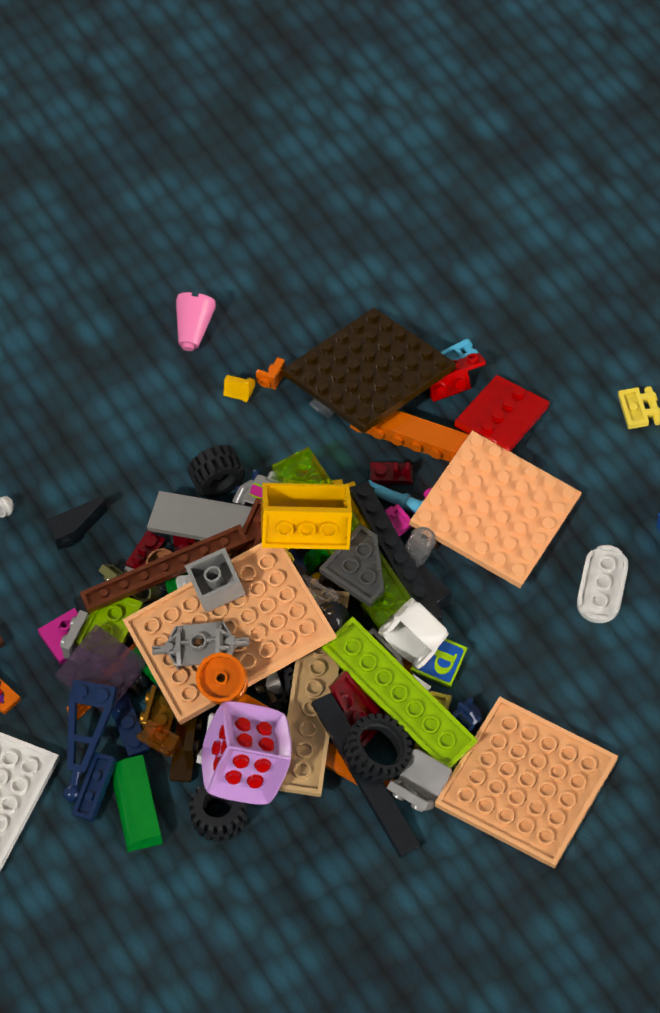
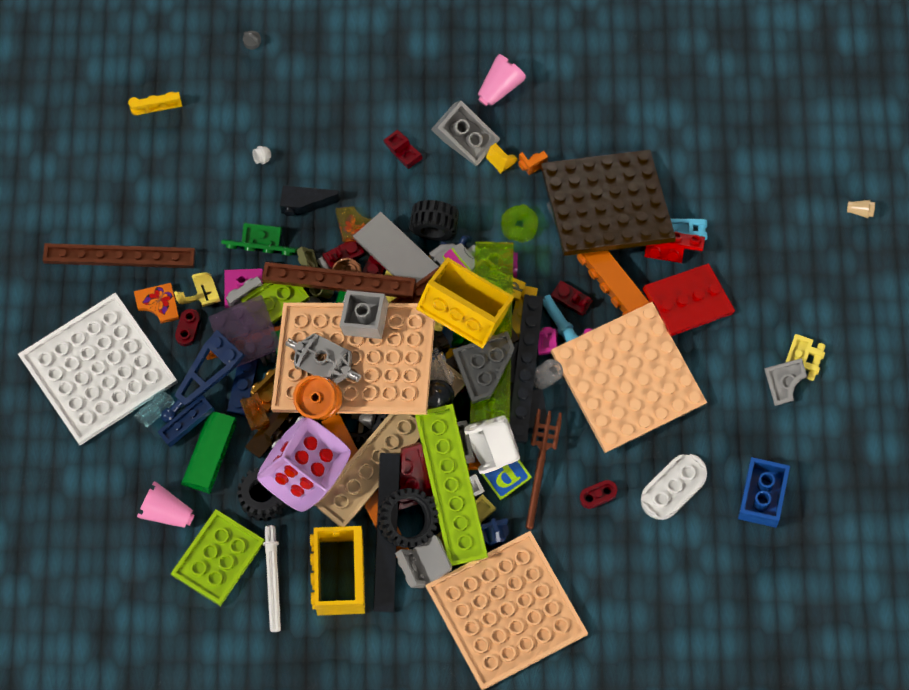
camera: 30 degrees right, 10 degrees up
(21, 649) = (200, 279): none -> light yellow helmet
(35, 701) = (187, 326): none -> dark red plate
(53, 795) = (154, 408): none -> clear light blue plate
(54, 579) = (260, 237): none -> green bracket
(128, 879) = (165, 508): none -> bright pink cone
(133, 520) = (350, 222): none -> clear yellow tile
(138, 430) = (402, 149): none -> dark red slope
(189, 382) = (465, 133): none -> light grey slope
(212, 897) = (217, 557): none -> lime plate
(280, 884) = (272, 577): none -> white axle
(292, 425) = (518, 233): none -> clear neon green plate
(339, 794) = (338, 534): none -> yellow hose
(460, 613) = (543, 446): none -> copper piece
(538, 630) = (597, 493): none -> dark red plate
(601, 255) = (862, 208): none -> tan cone
(636, 435) = (783, 379): none -> light grey tile

